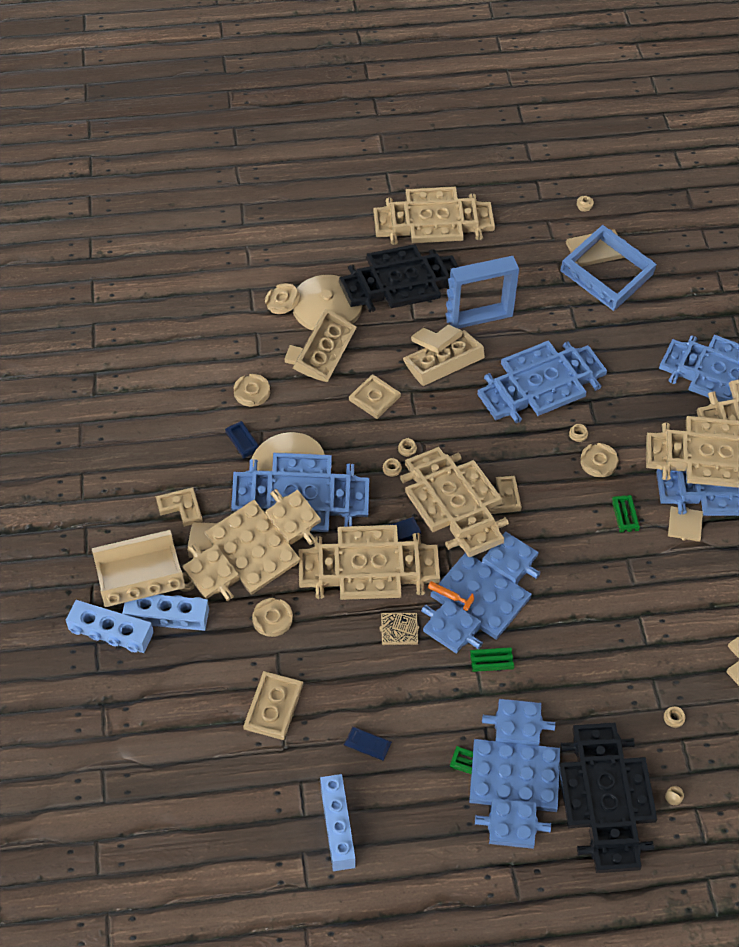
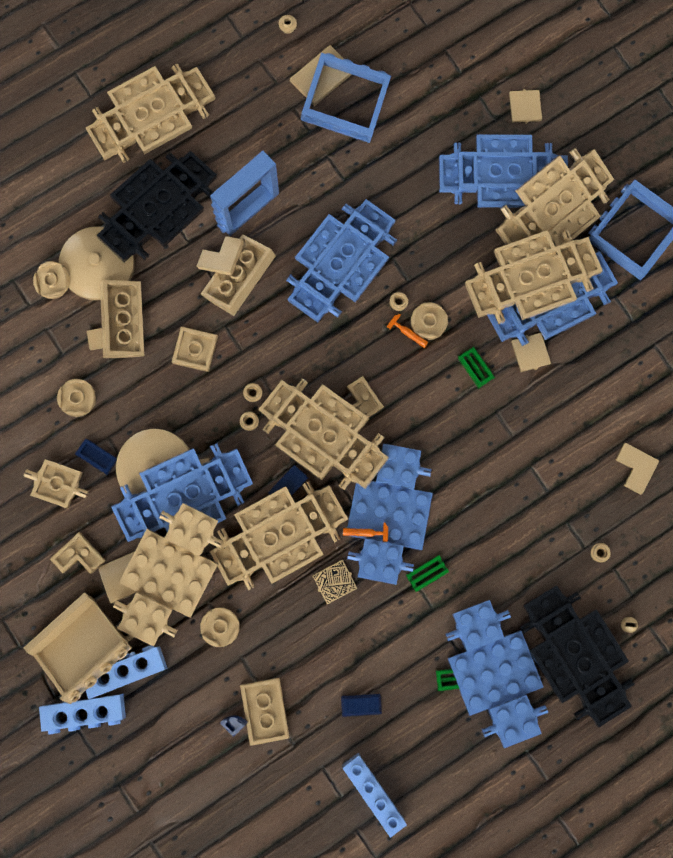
camera: 30 degrees left, 25 degrees up
(196, 443) = (56, 483): none -> tan plate
(238, 701) = (233, 724): none -> dark blue tile
(573, 458) = (406, 331): none -> orange piece

